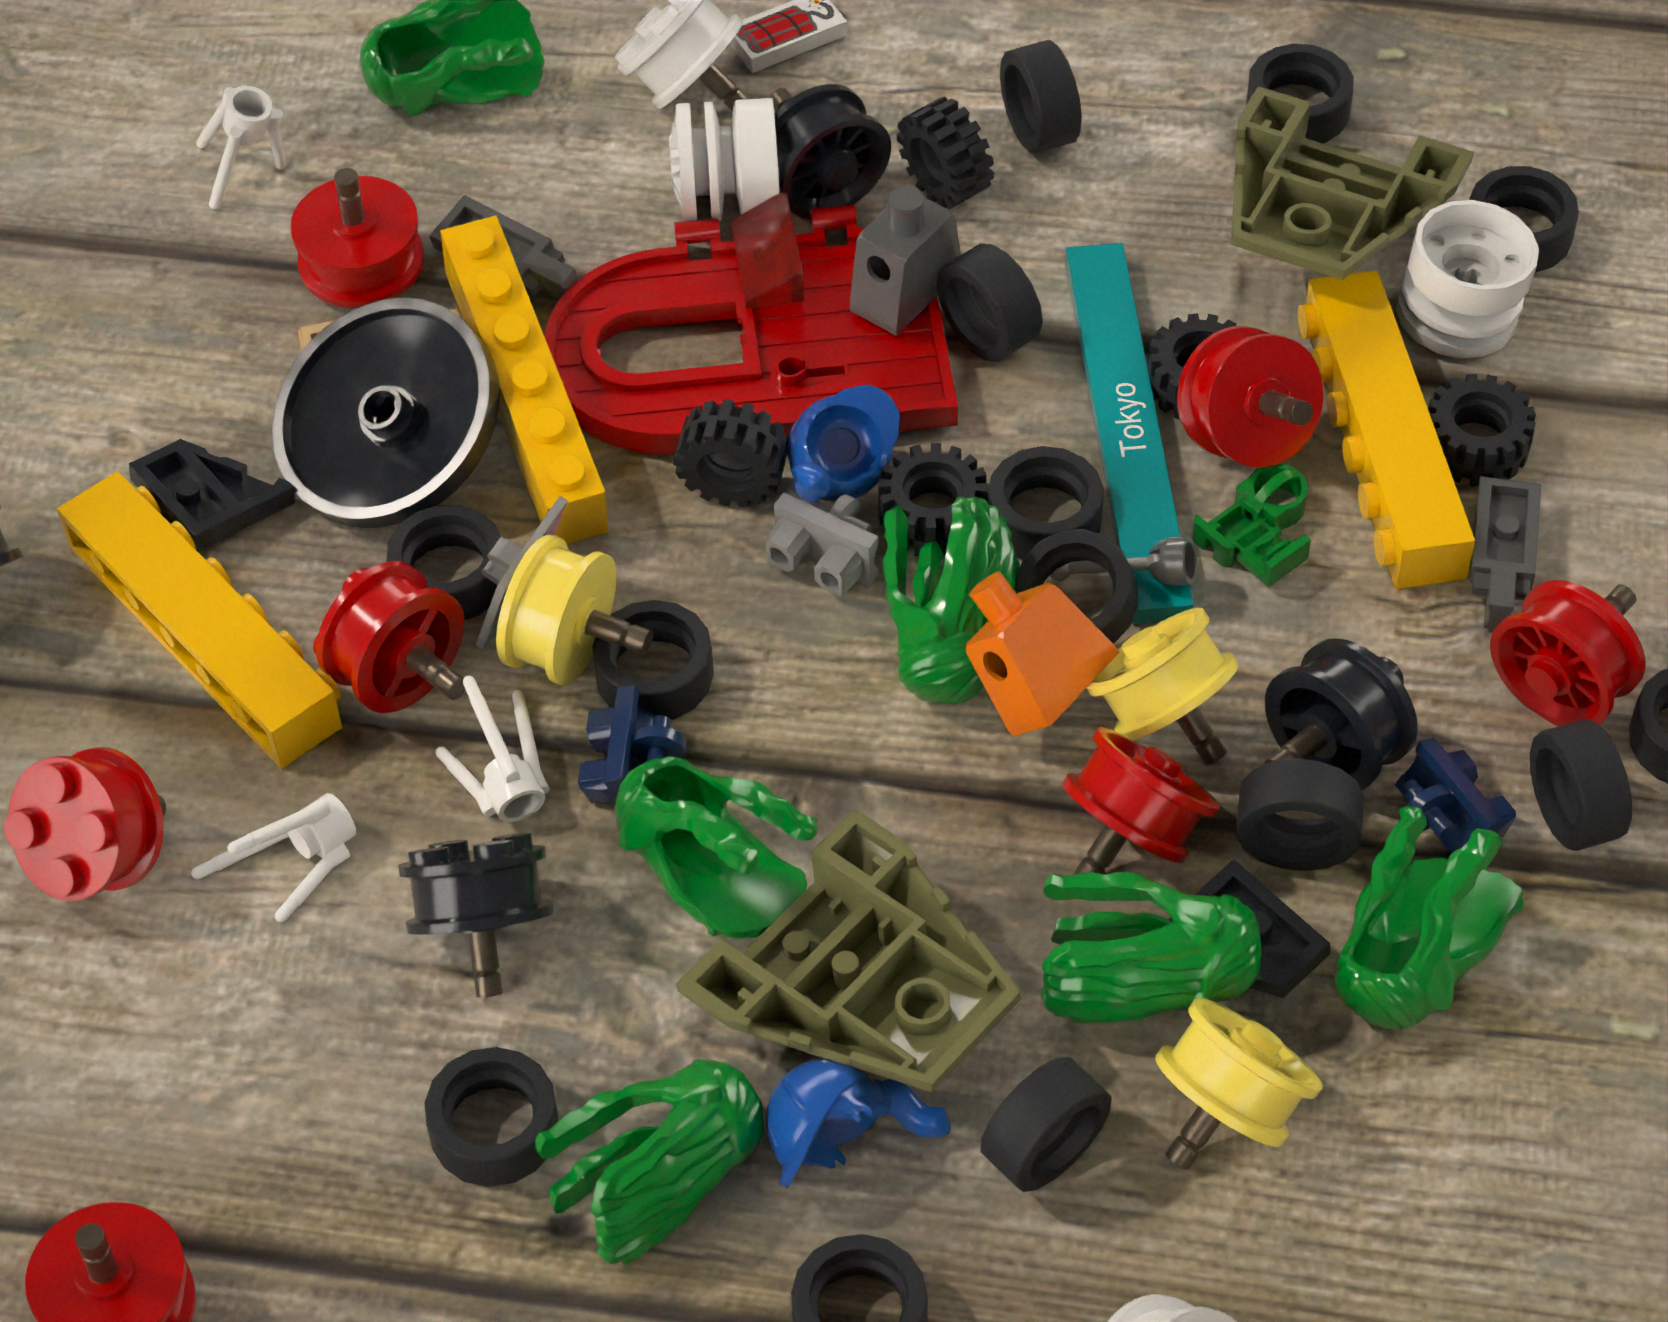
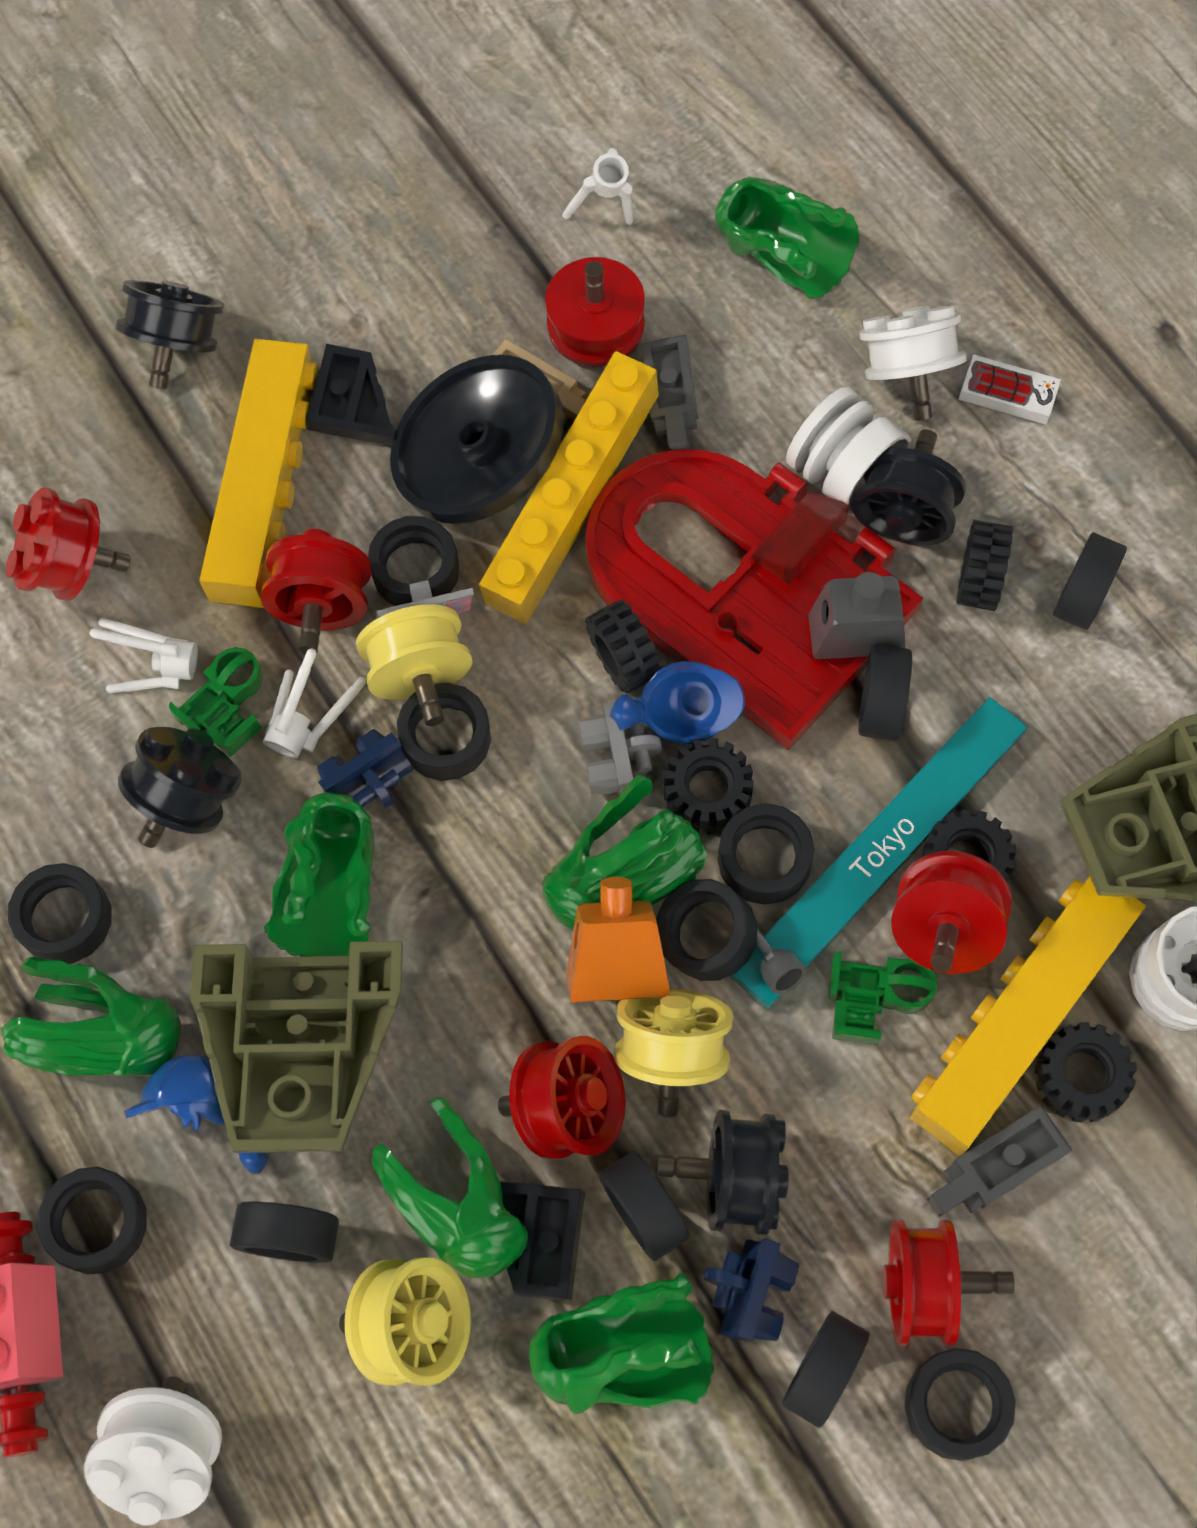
camera: 50 degrees right, 15 degrees up
(415, 827) = (217, 712): none -> green piece

